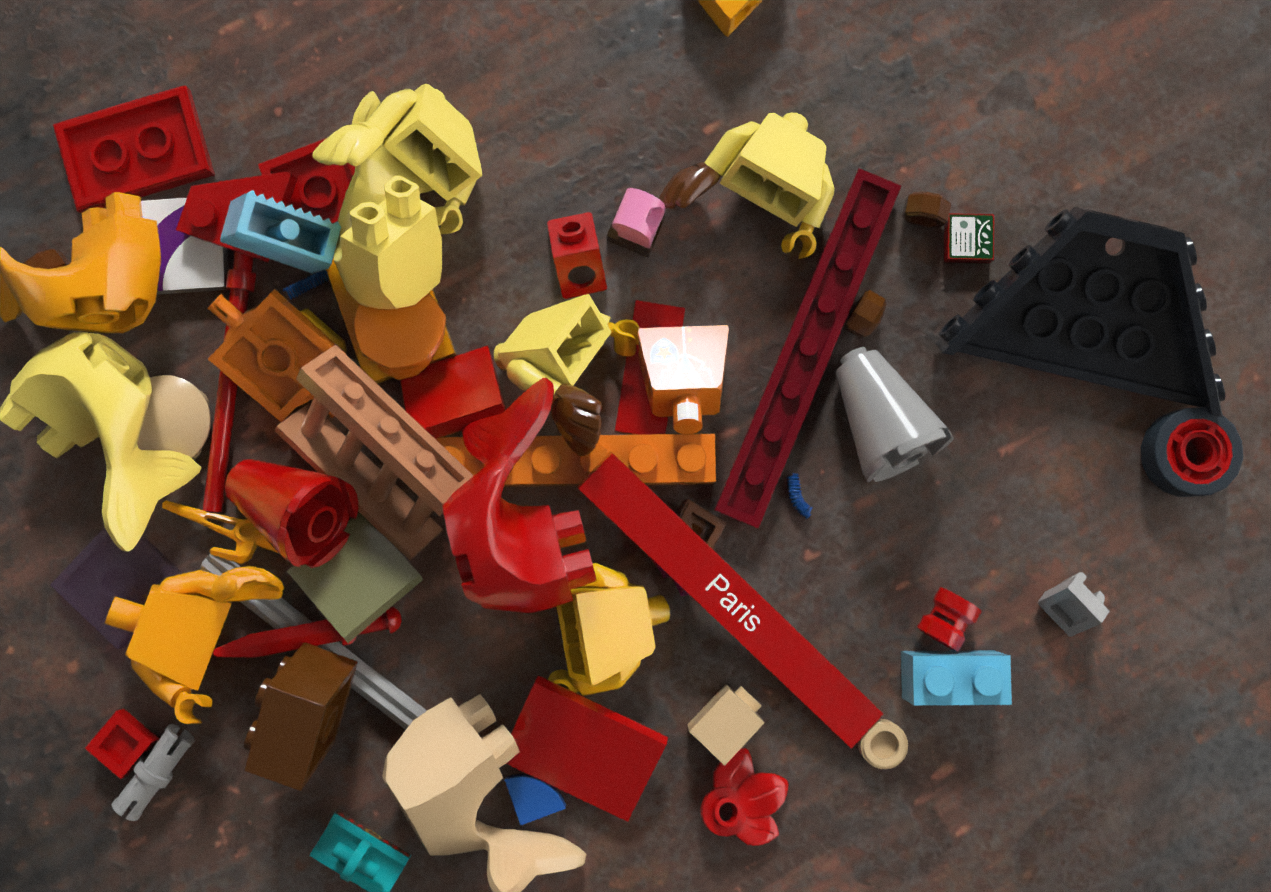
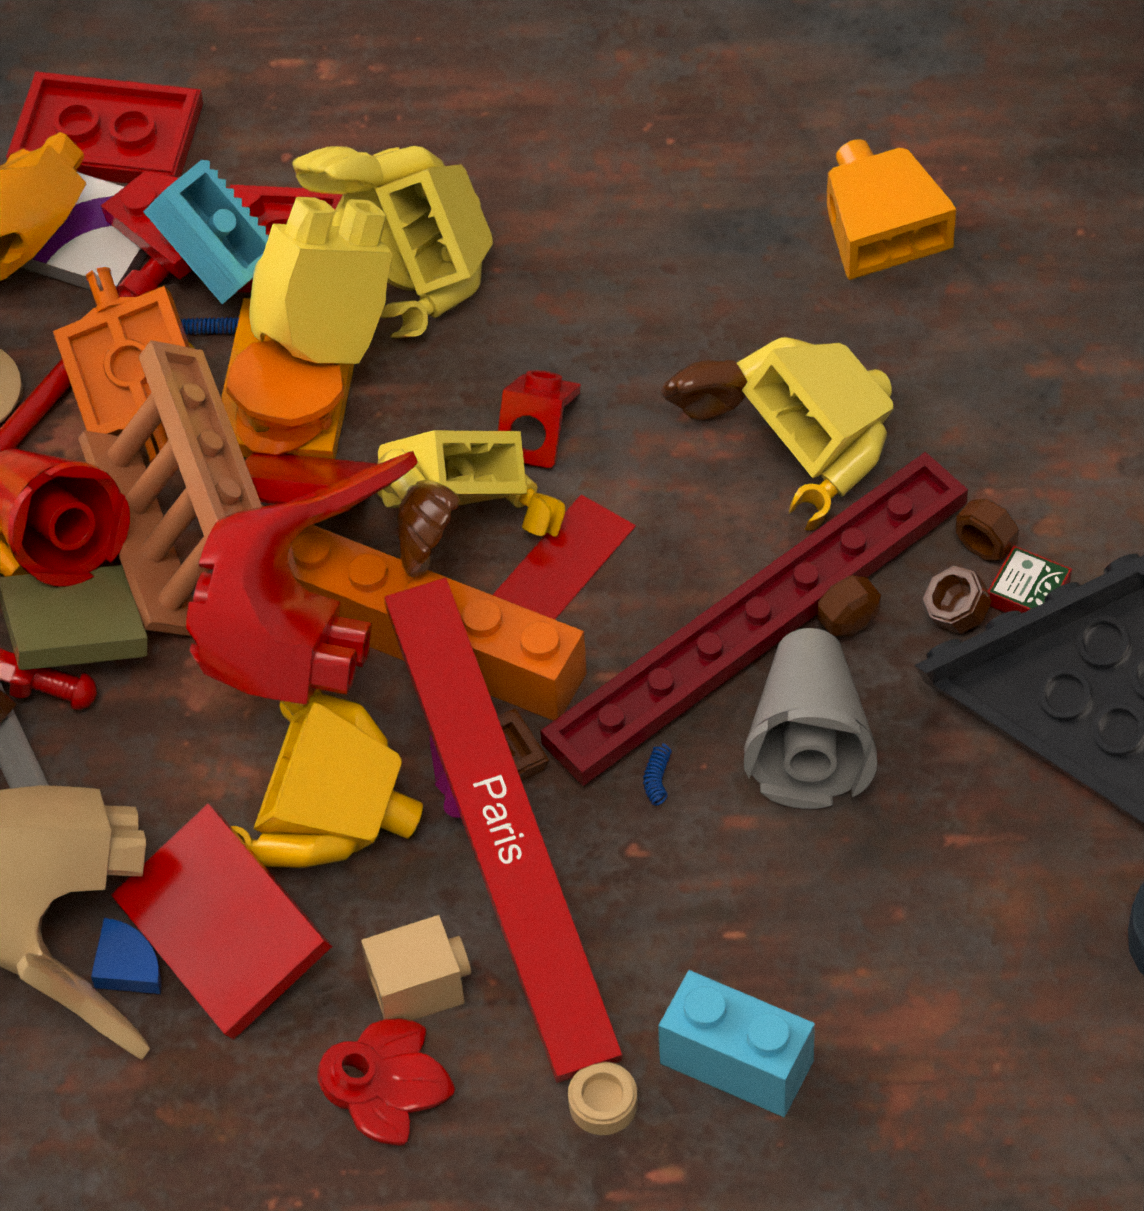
camera: 30 degrees right, 30 degrees down
(637, 222) = (625, 388): bright pink leg -> none
(684, 372) = (593, 566): torso -> none
(931, 274) = (957, 599): none -> reddish brown tile
(954, 609) = (772, 974): red wheel -> none
(1074, 605) = (942, 1034): light grey tile -> none

